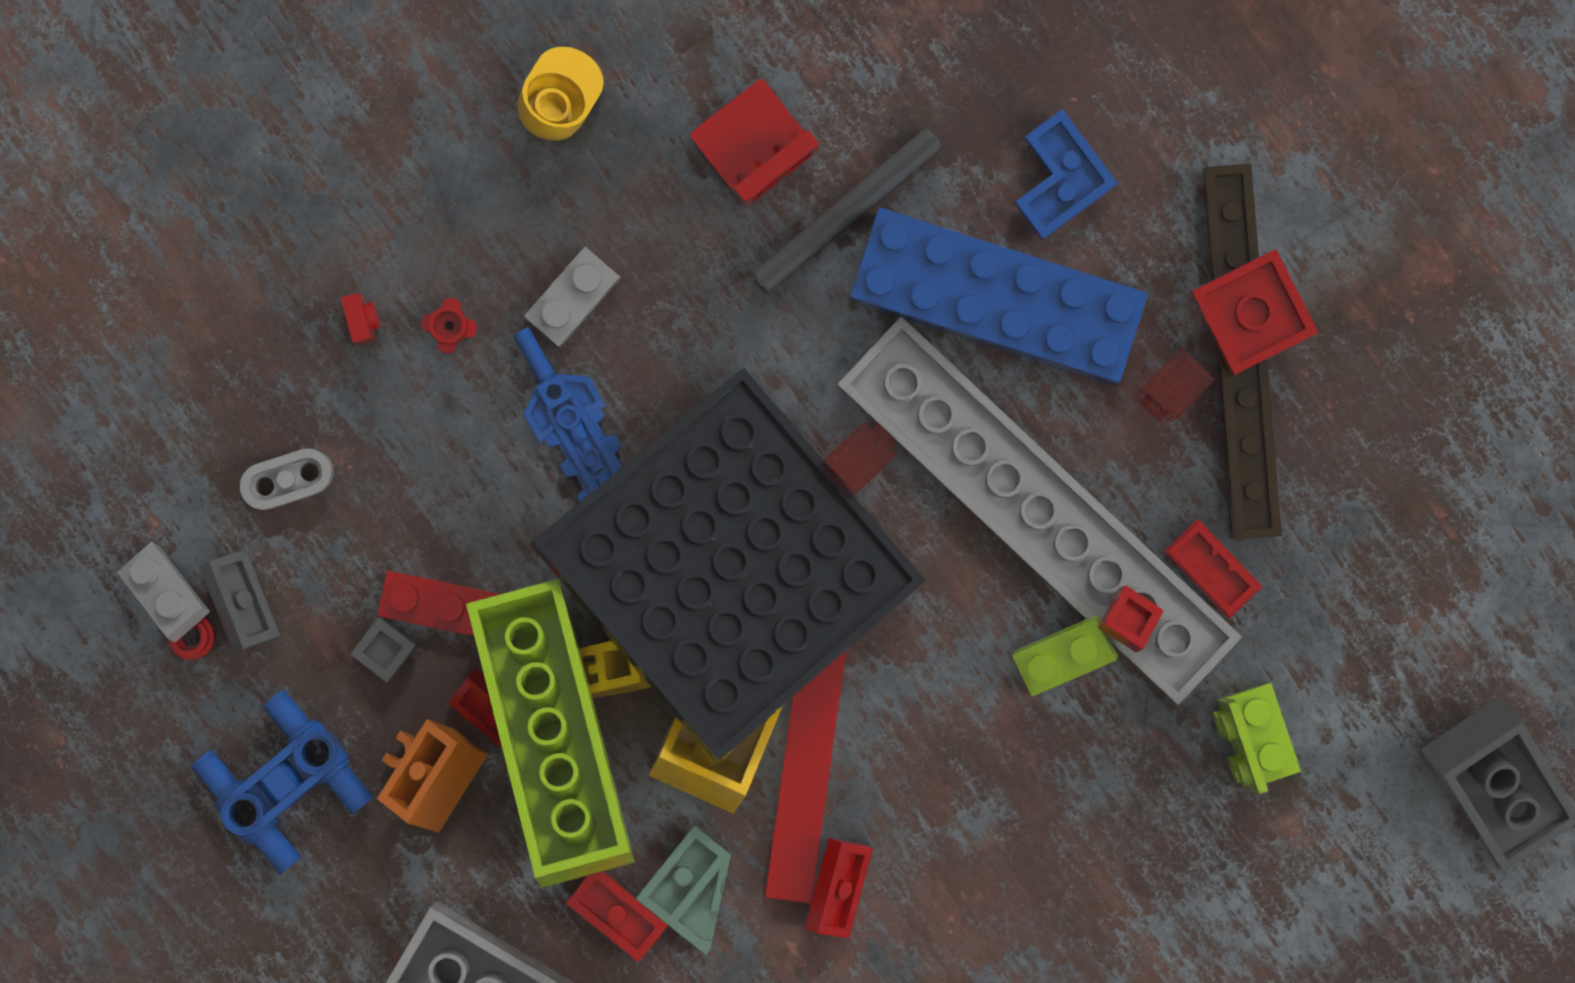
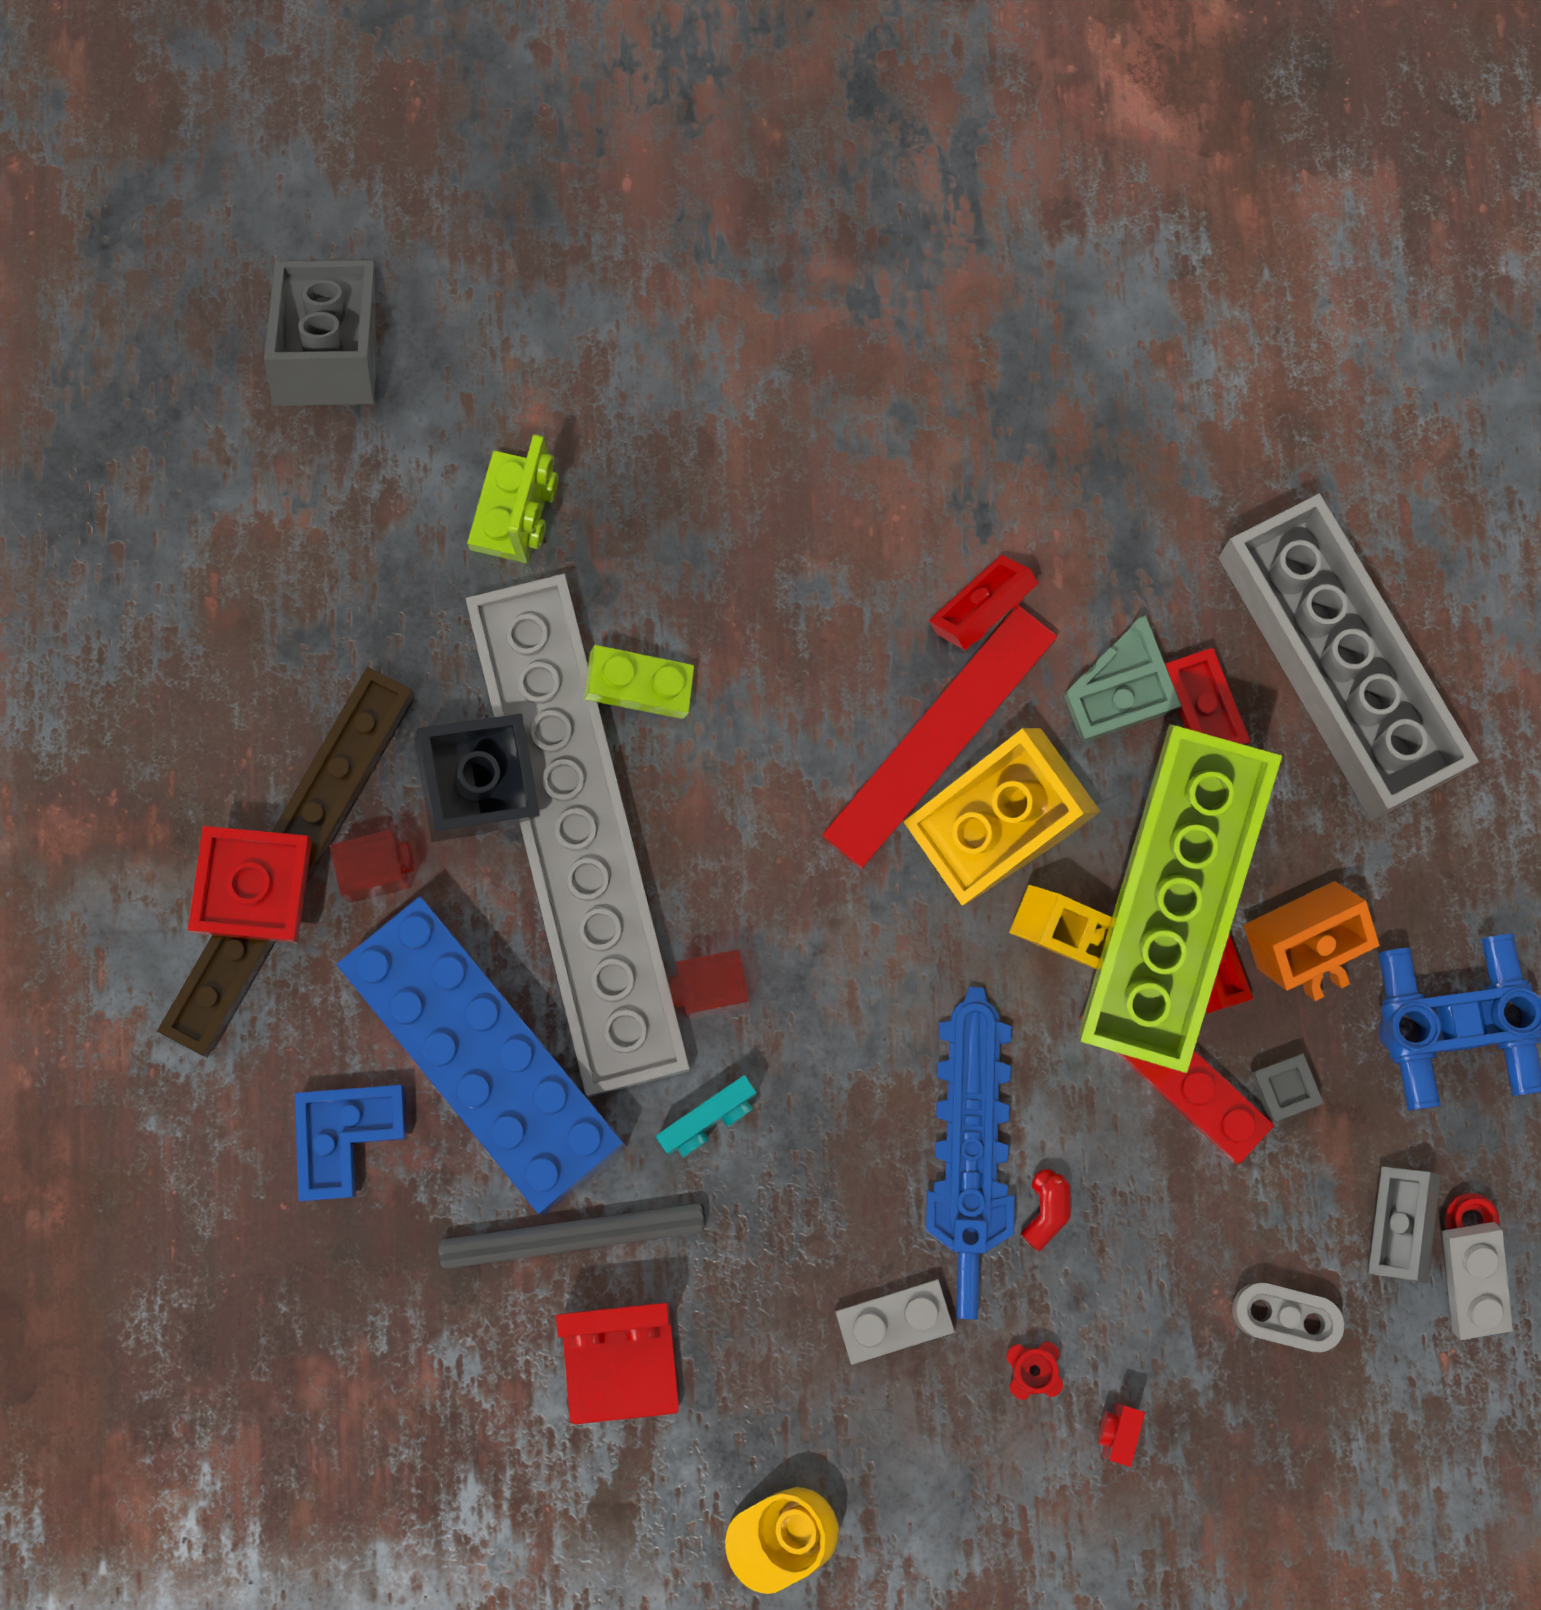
camera: 145 degrees left, 10 degrees down
(505, 453) = (1054, 1208): none -> red arm
(728, 564) = (905, 959): black plate -> none
(791, 374) = (726, 1106): none -> teal plate
(1130, 618) = (556, 672): red plate -> none
(1139, 501) = (475, 776): none -> black slope
(1212, 569) = (450, 674): red plate -> none

